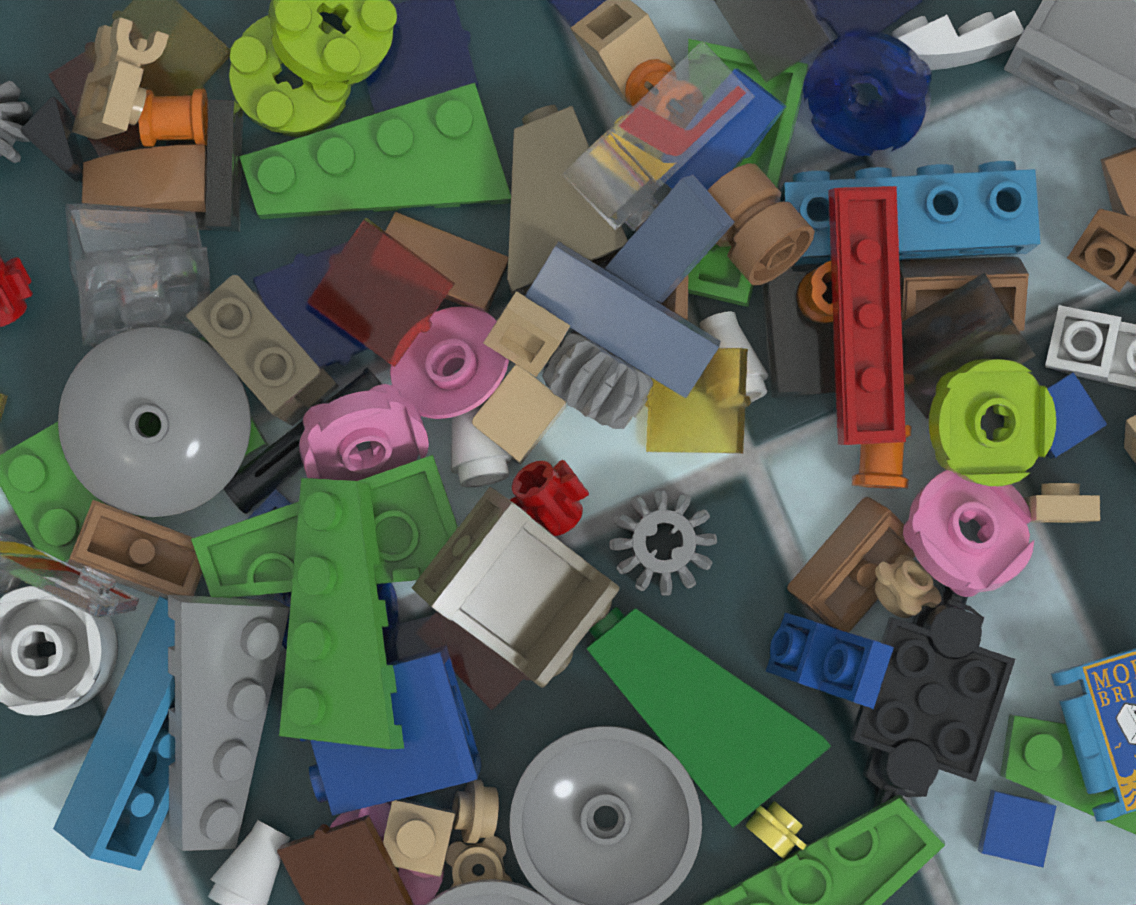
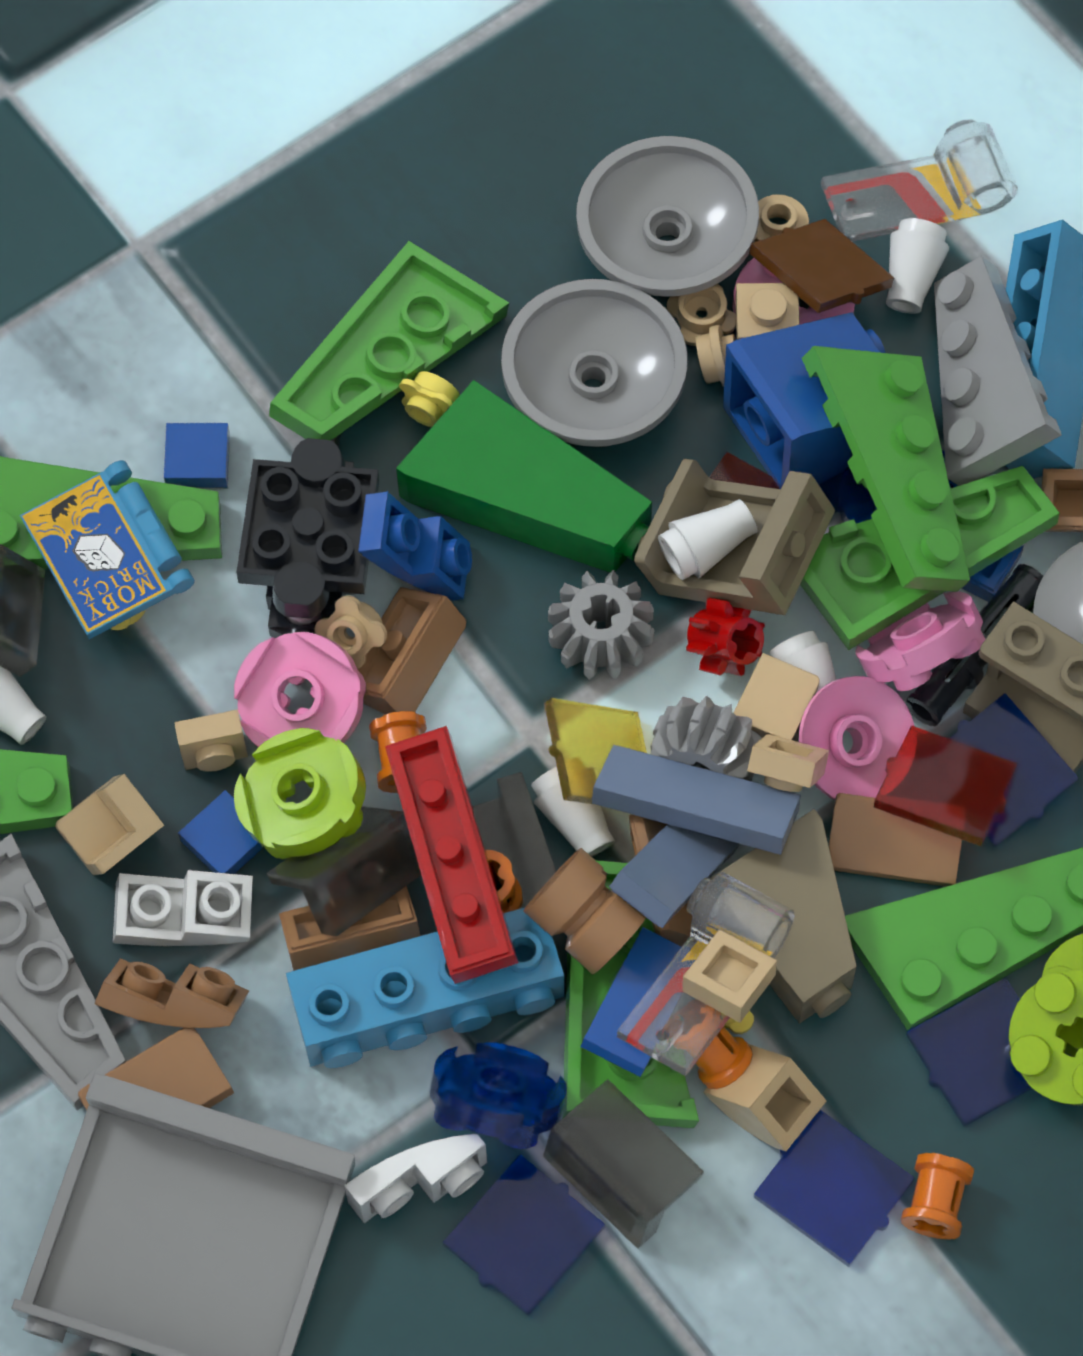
camera: 170 degrees right, 20 degrees down
(545, 589) = (705, 538): none -> white cone
(640, 117) = (729, 975): none -> tan plate

